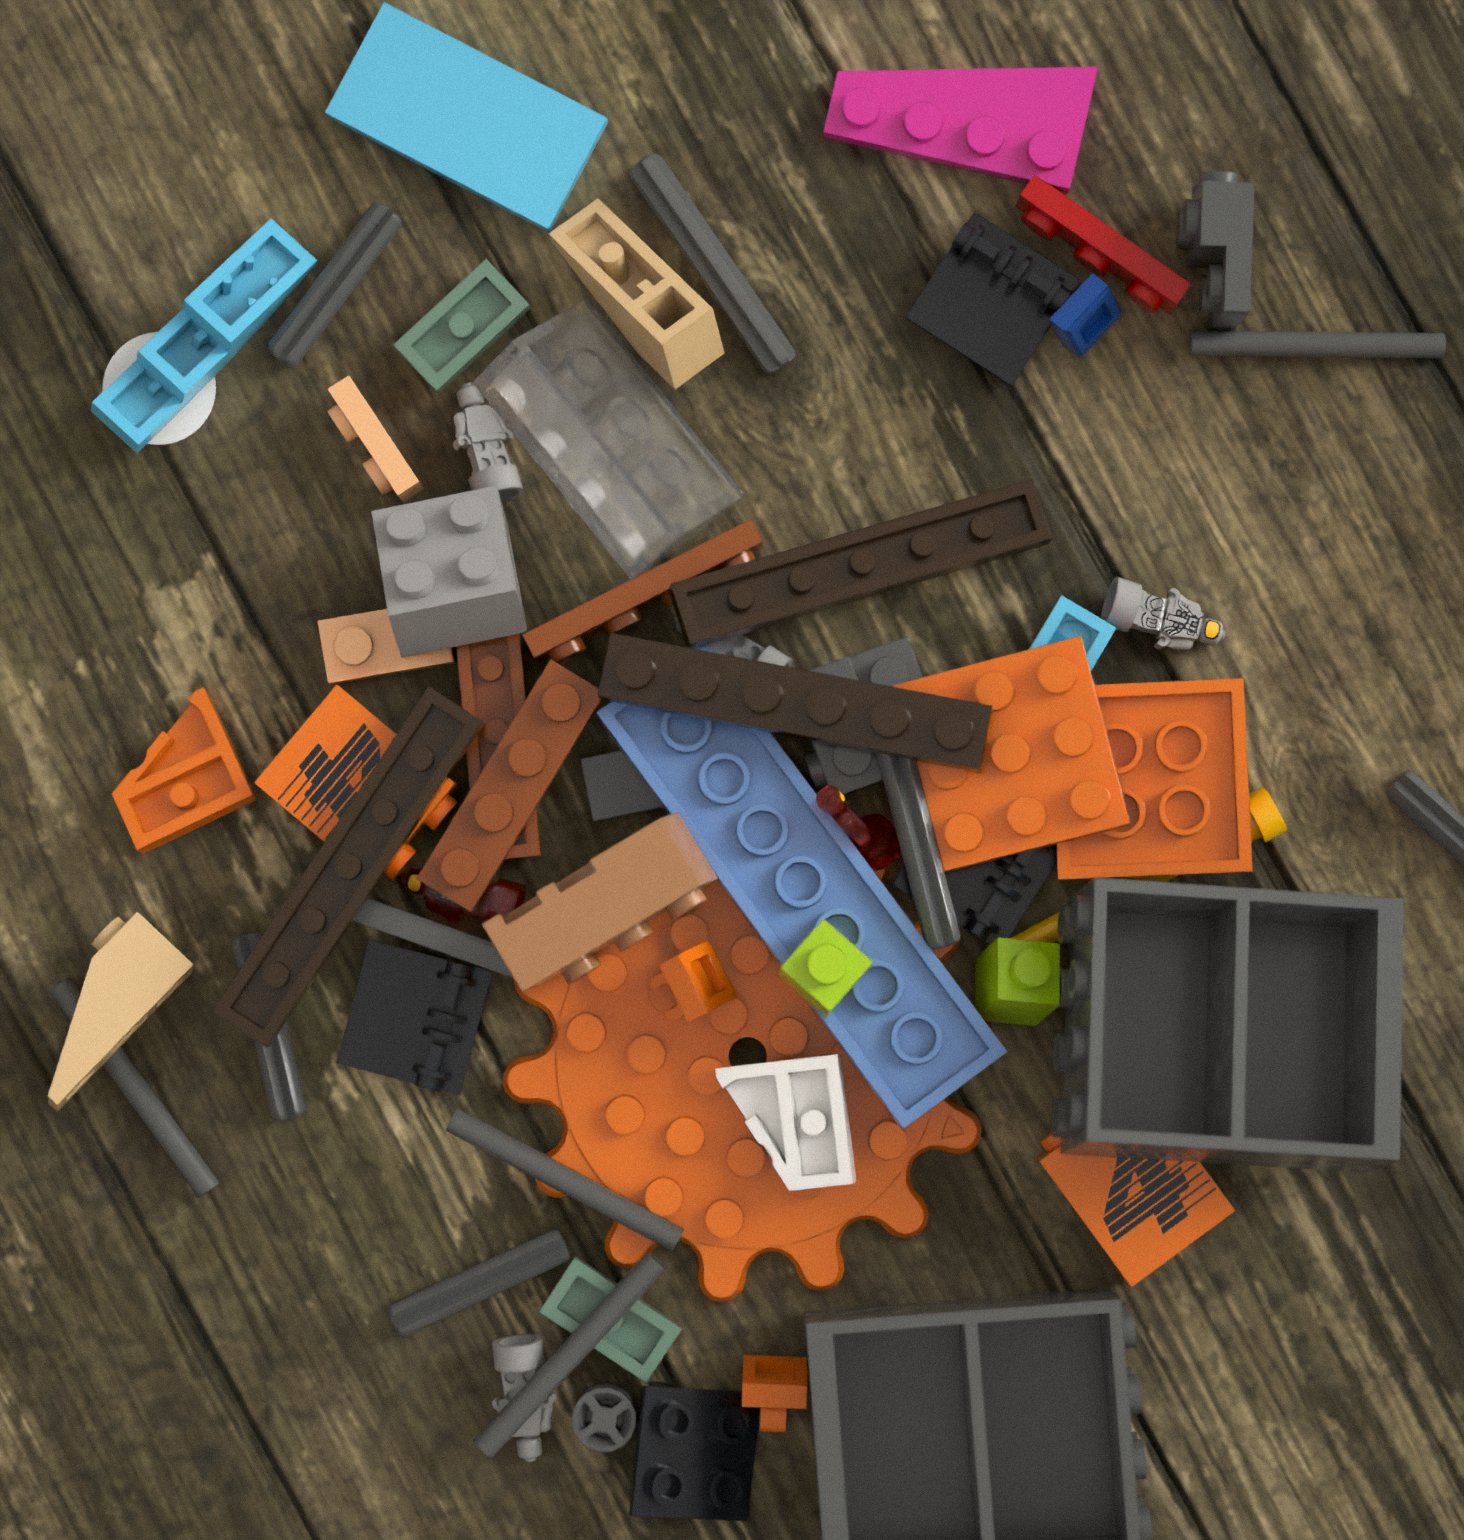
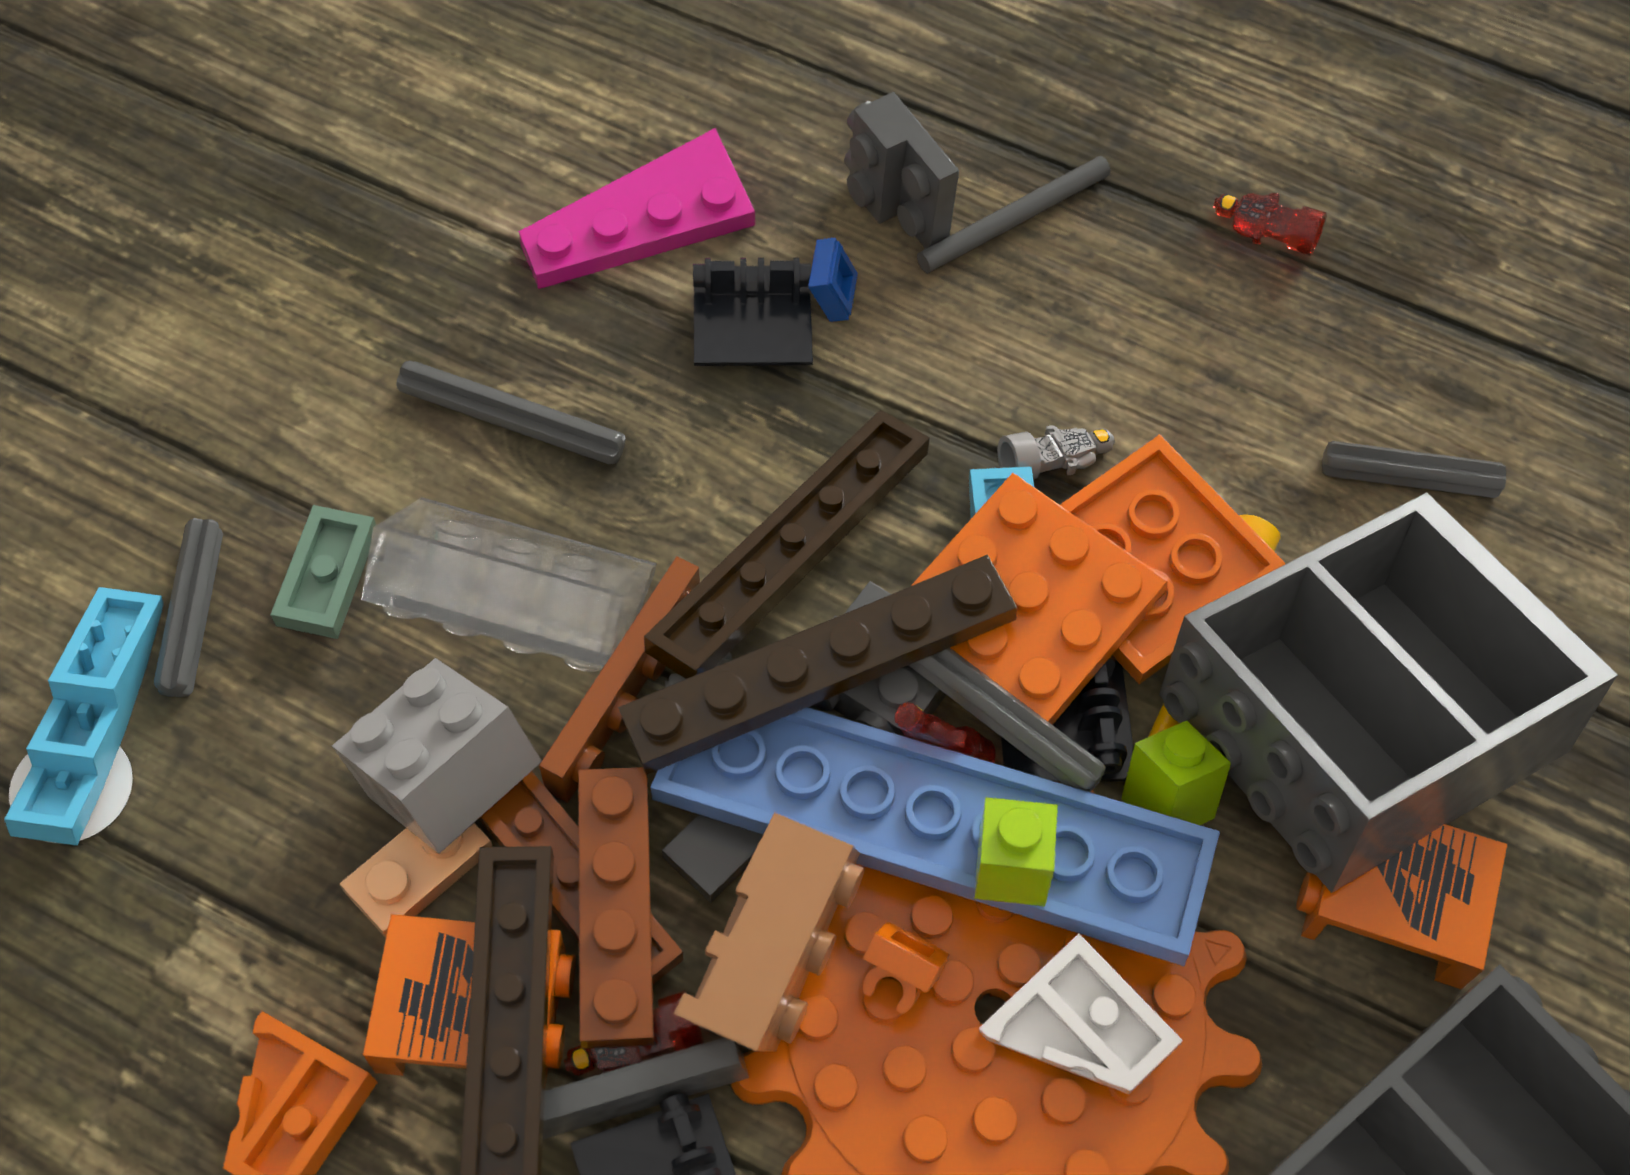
camera: 40 degrees left, 25 degrees down
(357, 419) = (276, 691): light nougat plate -> none
(466, 117) = (230, 425): medium azure tile -> none
(482, 434) = (400, 644): light grey piece -> none
(640, 293) = (472, 459): tan slope -> none
(1100, 247) = (794, 228): red plate -> none

